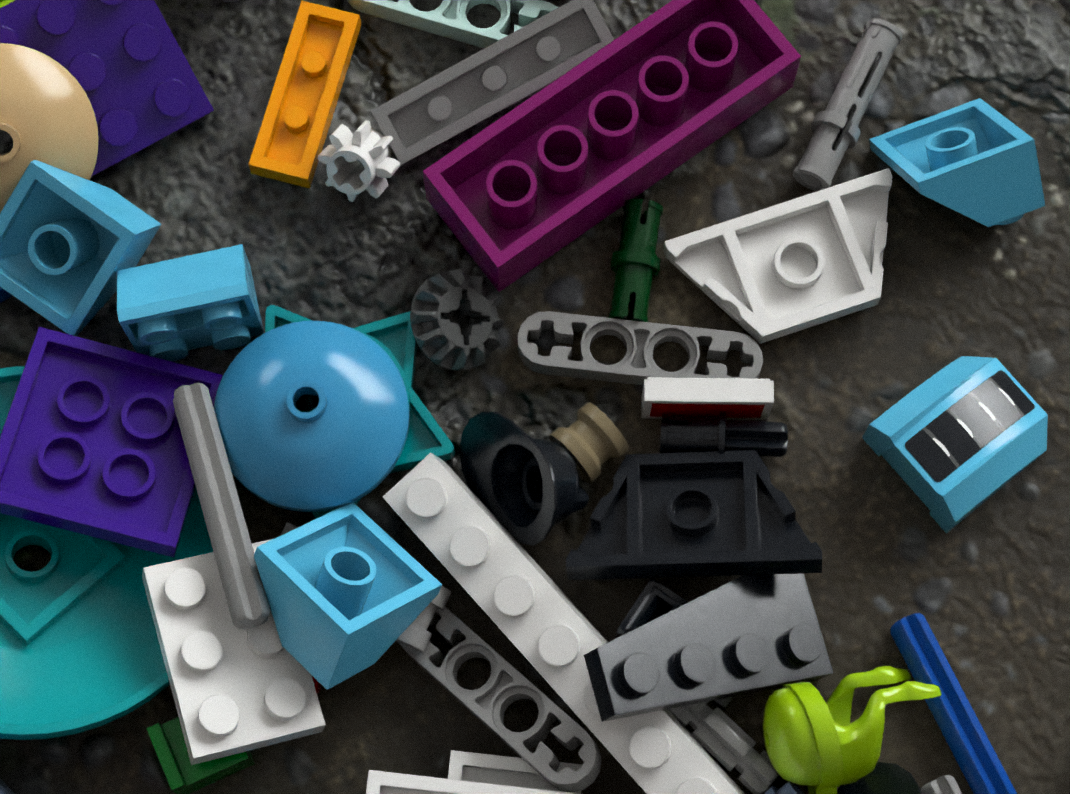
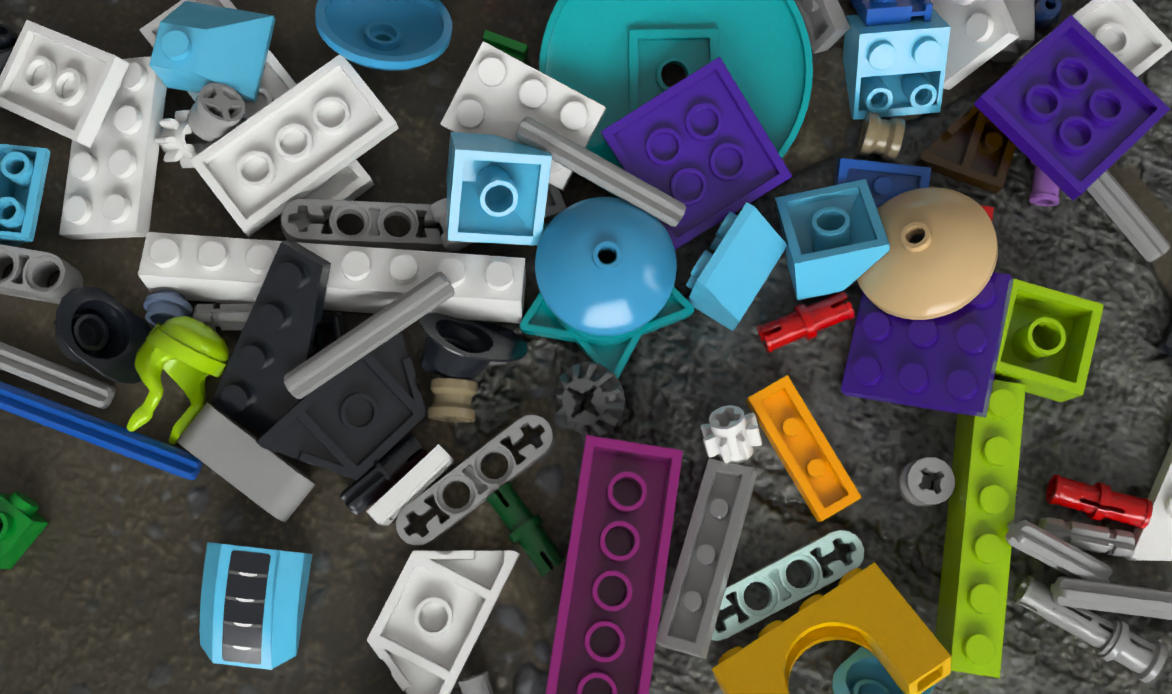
camera: 130 degrees right, 5 degrees up
(176, 200) = (805, 321): none -> red pin
(613, 554) = (368, 335): none -> light grey axle
(854, 581) = (244, 464): none -> light grey beam

